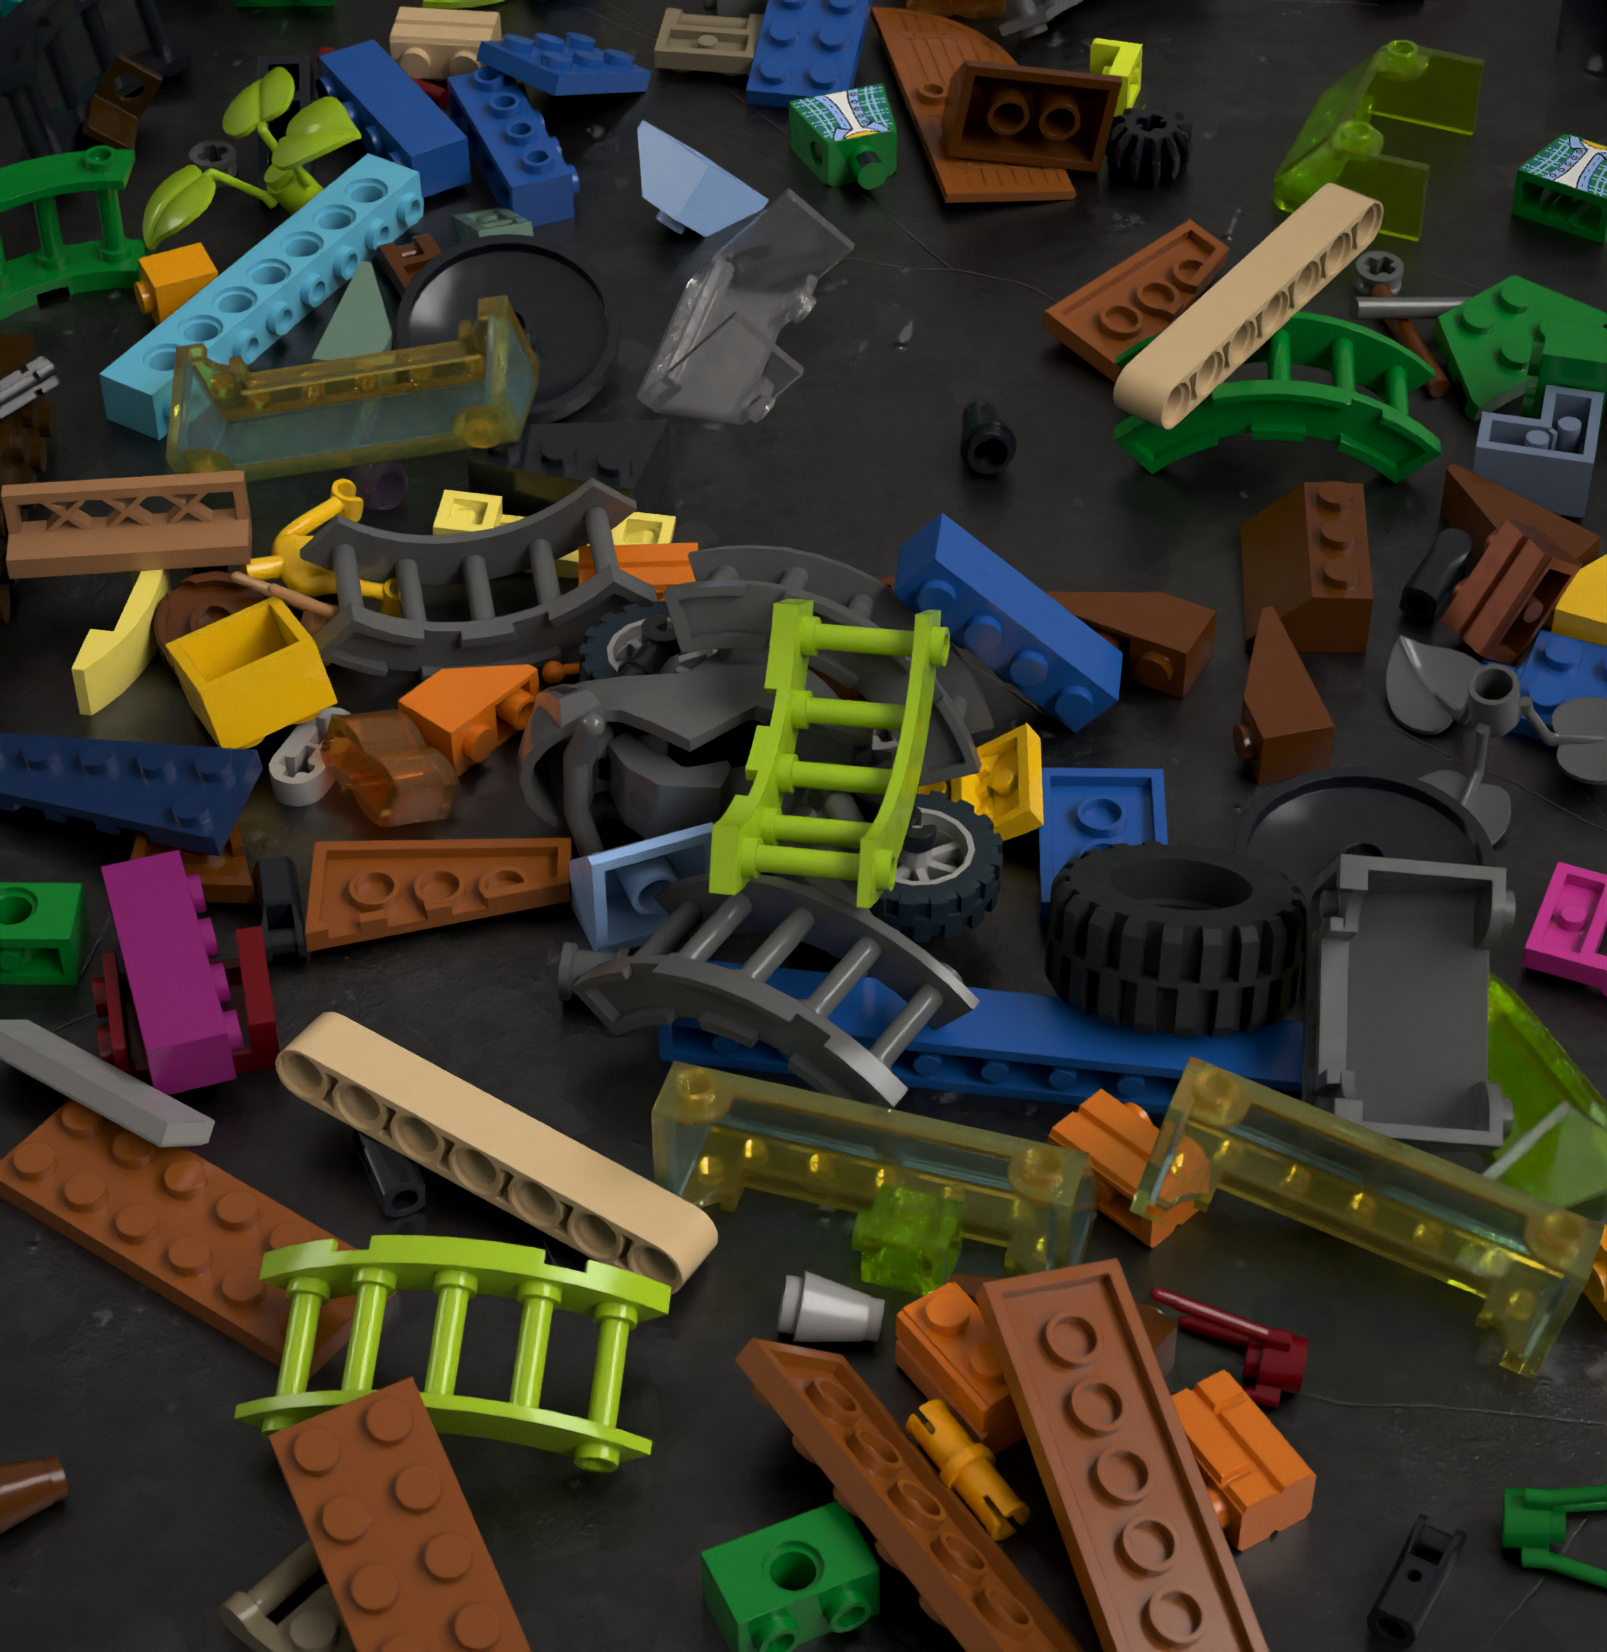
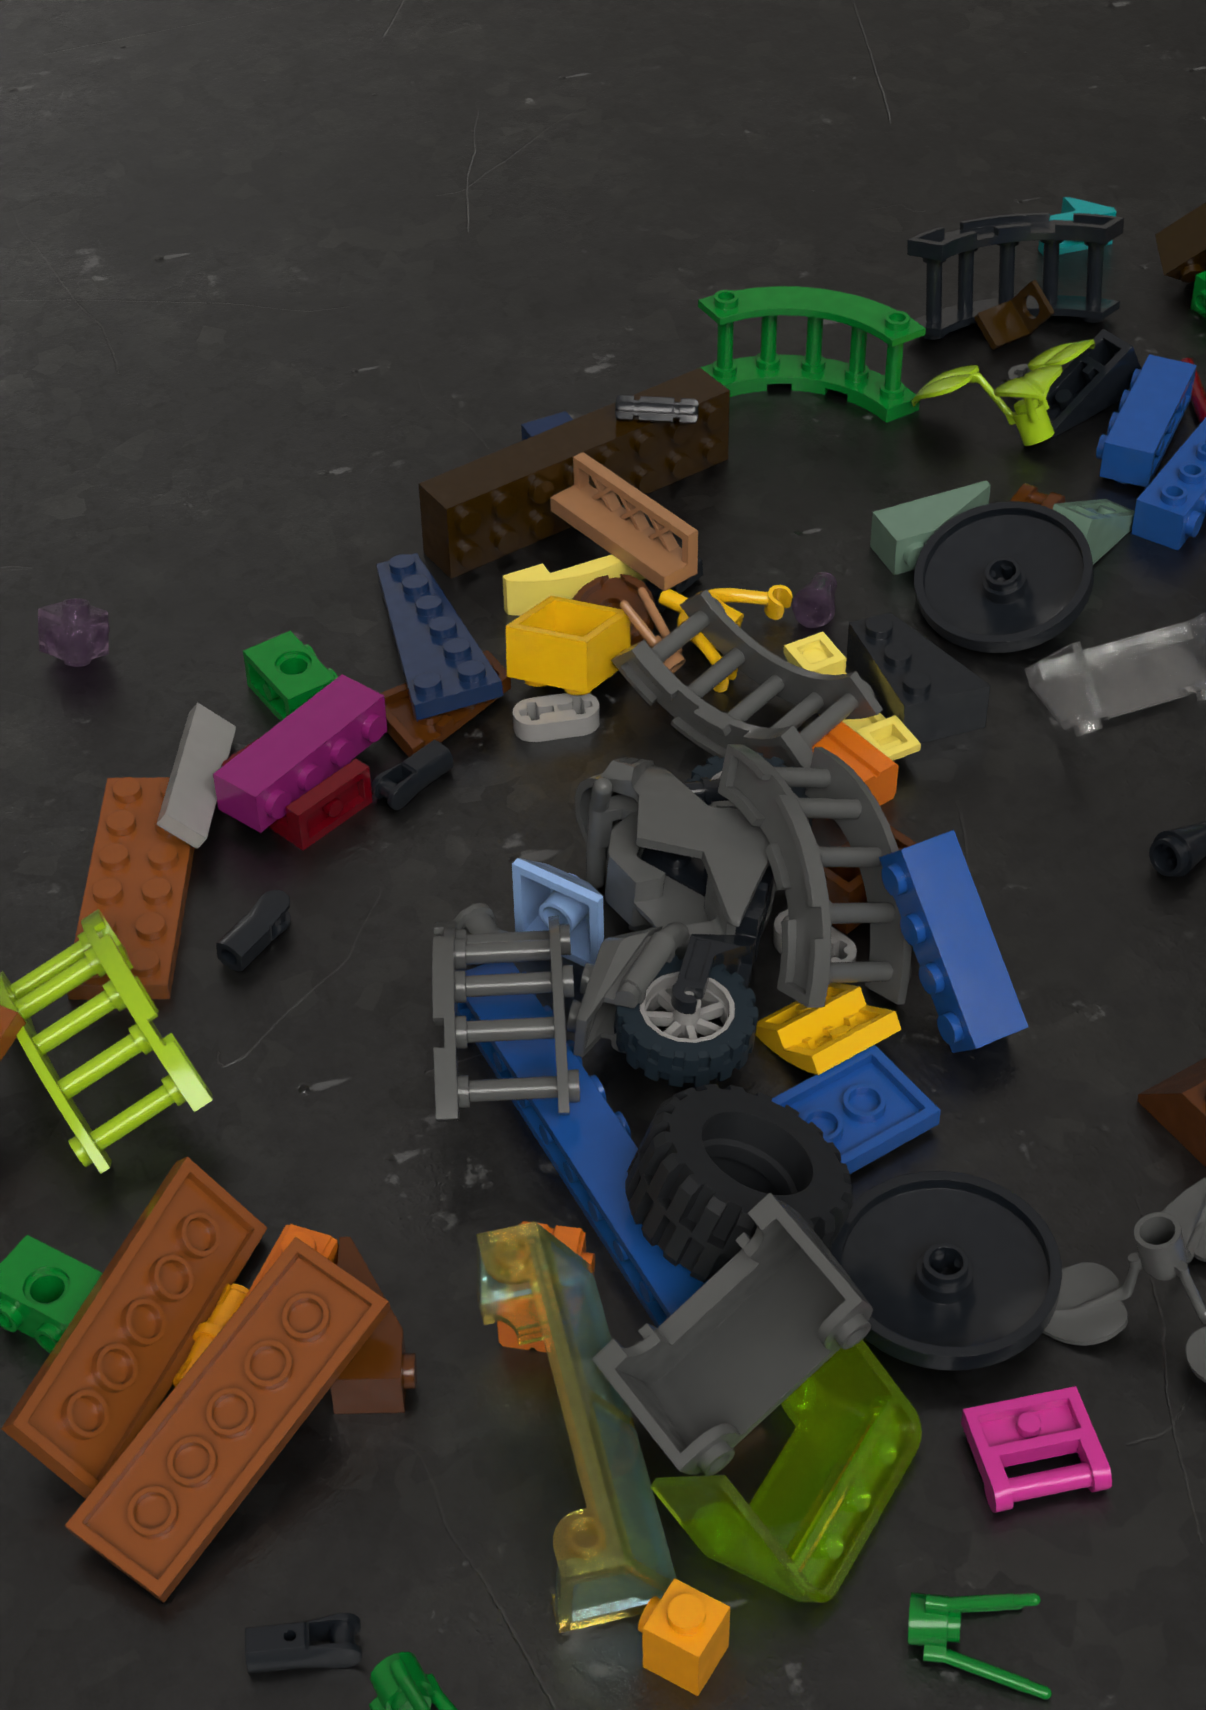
camera: 55 degrees right, 0 degrees up
(172, 279) = (889, 432): light orange brick -> none
(267, 287) = (926, 465): medium azure brick -> none
(355, 406) = (837, 550): clear yellow windscreen -> none
(389, 767) = (563, 748): clear orange brick -> none
(416, 885) = (486, 817): dark orange wing -> none
(472, 709) = (654, 741): orange slope -> none
(496, 1151) = (279, 974): tan beam -> none
(740, 1132) = (435, 1227): clear yellow windscreen -> none
(753, 825) = (652, 888): lime fence -> none
(827, 1311) = (291, 1194): light grey cone -> none
(909, 1239) = (383, 1208): clear neon green brick -> none
(1160, 635) = (1066, 1028): reddish brown slope -> none
(1244, 1461) = (321, 1479): orange brick -> none
(1271, 1355) = (435, 1459): dark red plant -> none
(1282, 715) = (1075, 1139): reddish brown slope -> none

